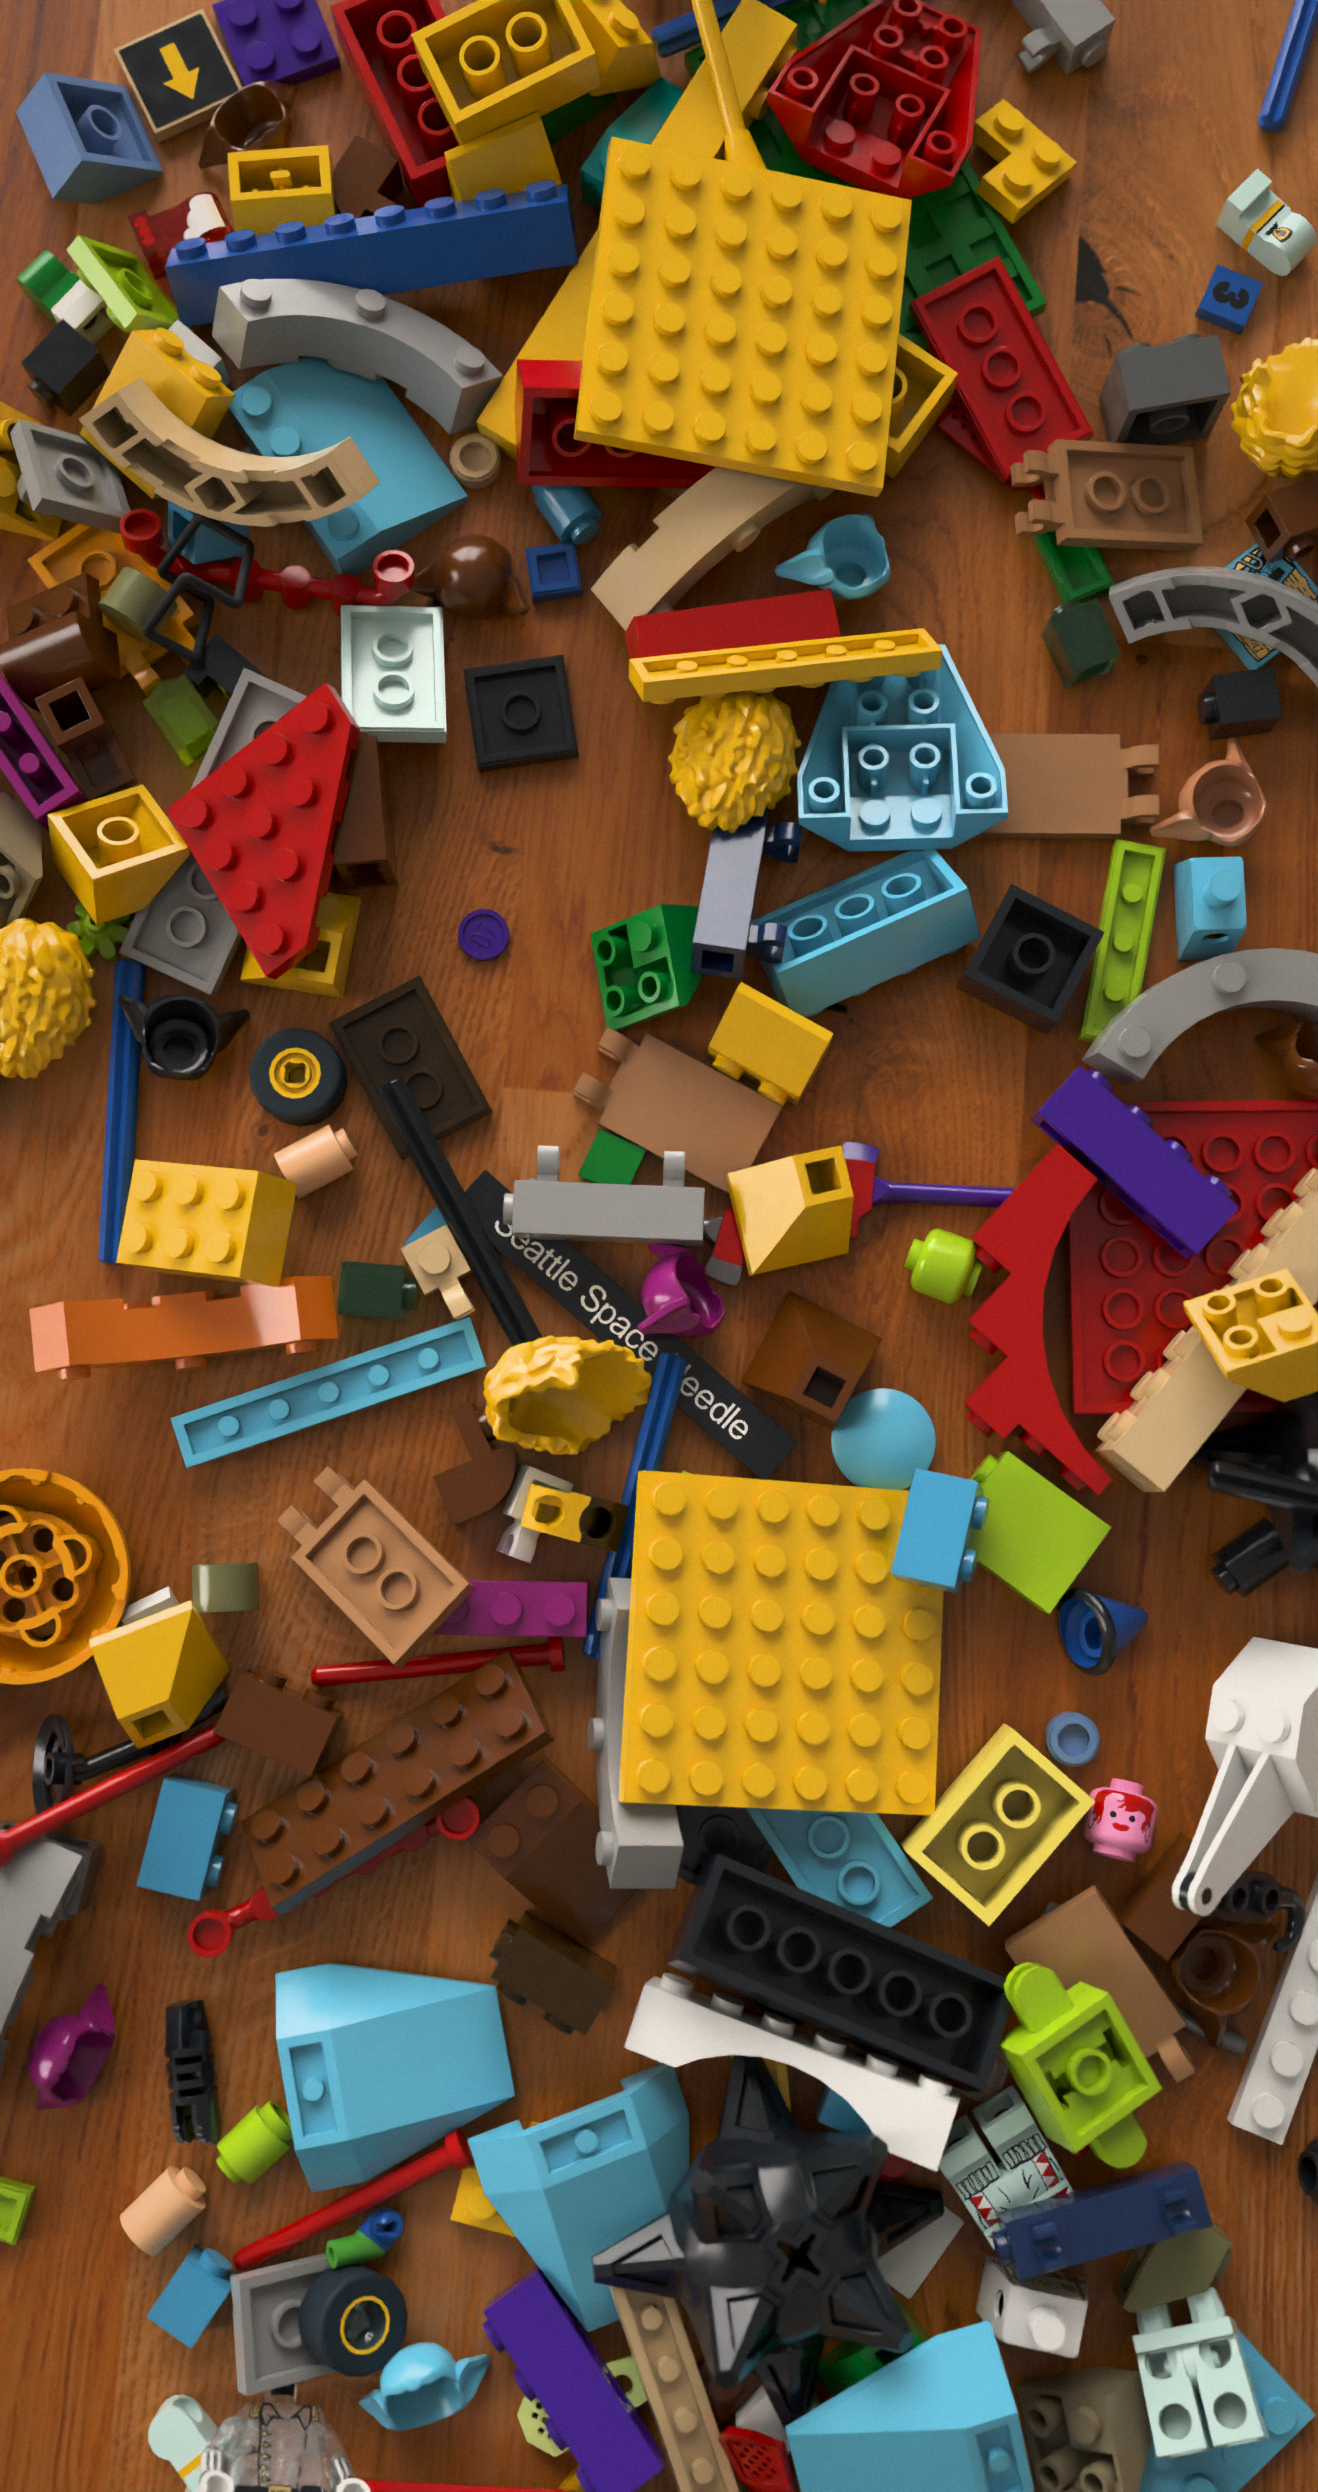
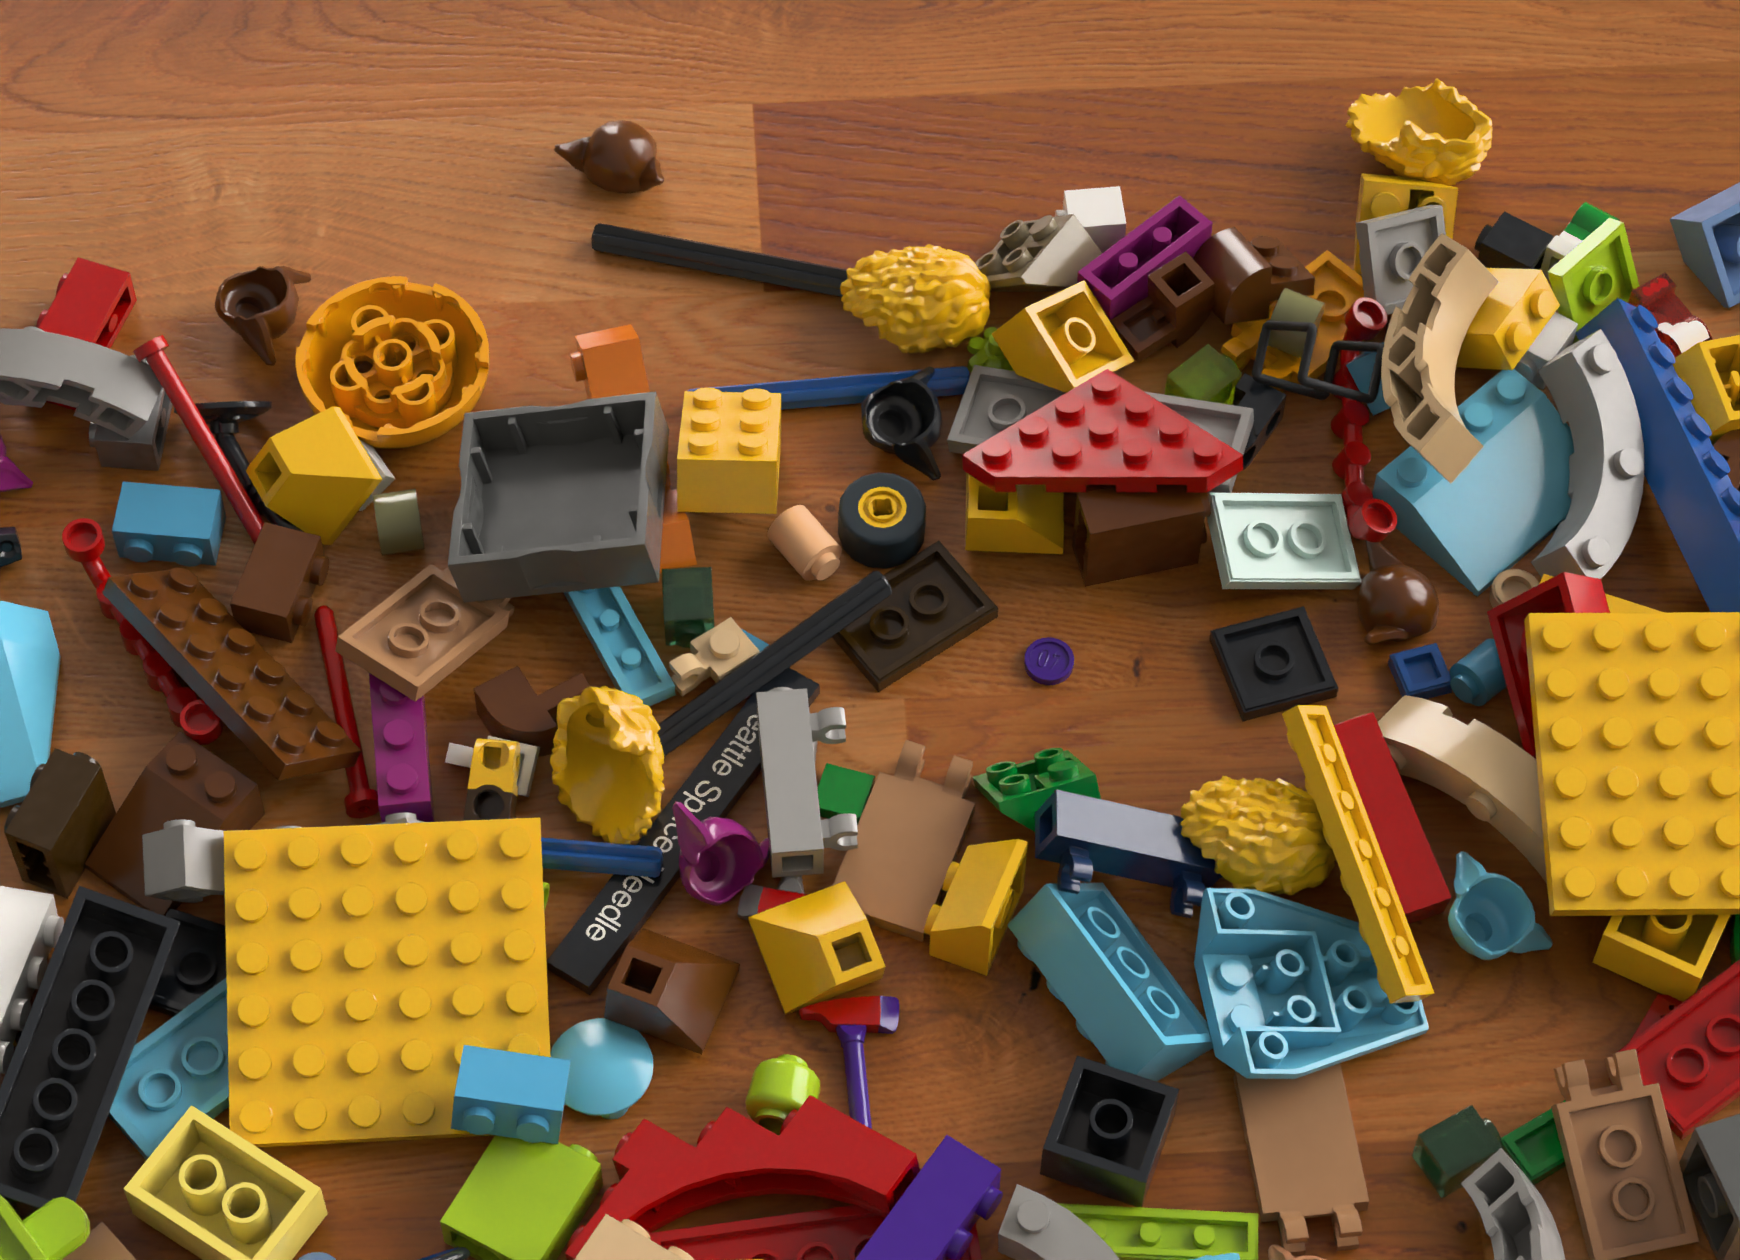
camera: 80 degrees right, 25 degrees down
(250, 1409) = (560, 498): none -> dark grey tile

